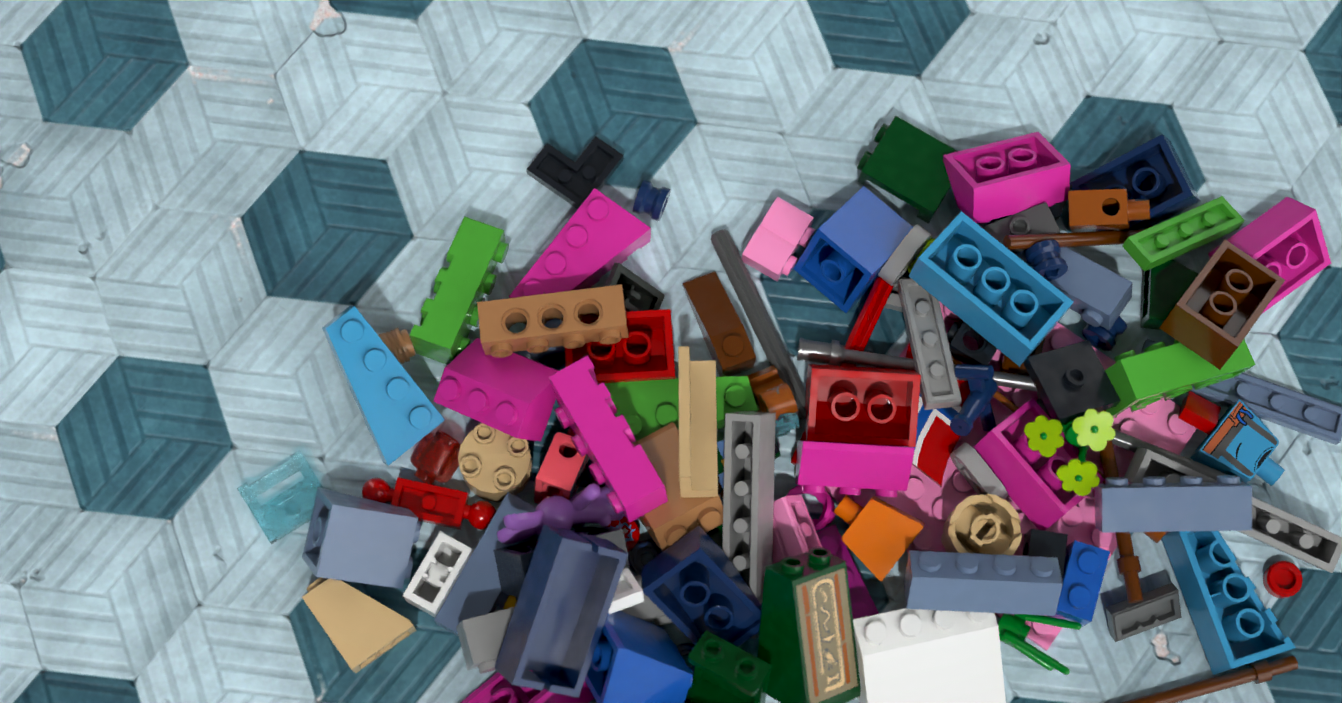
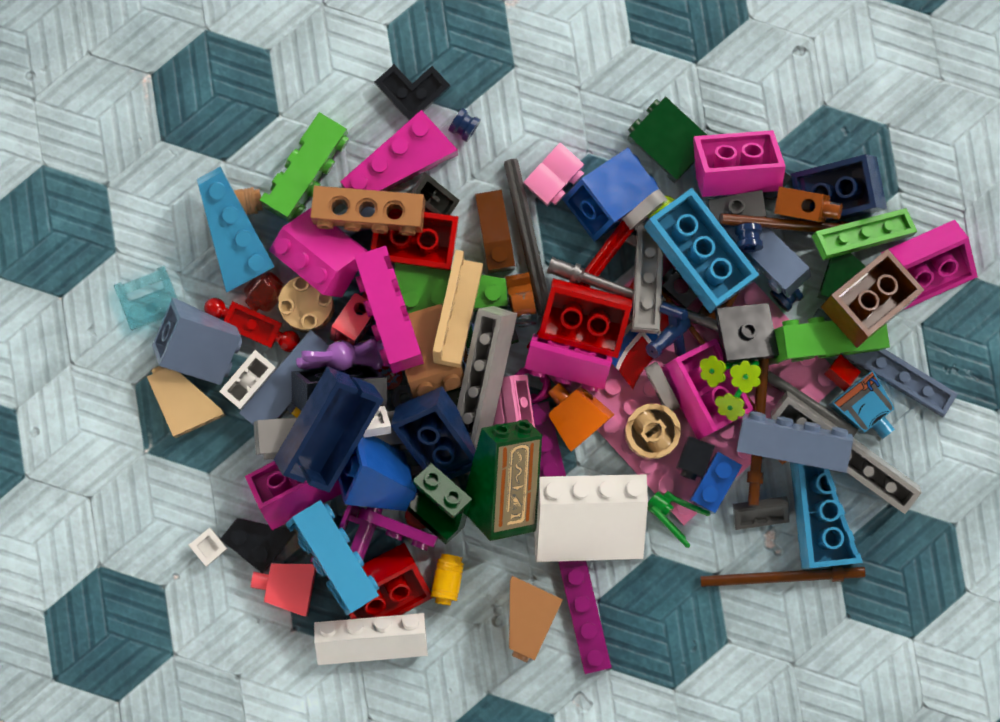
camera: 15 degrees right, 10 degrees up
(982, 583) = (640, 469): sand blue brick -> none
(1282, 579) = (873, 509): red tile -> none

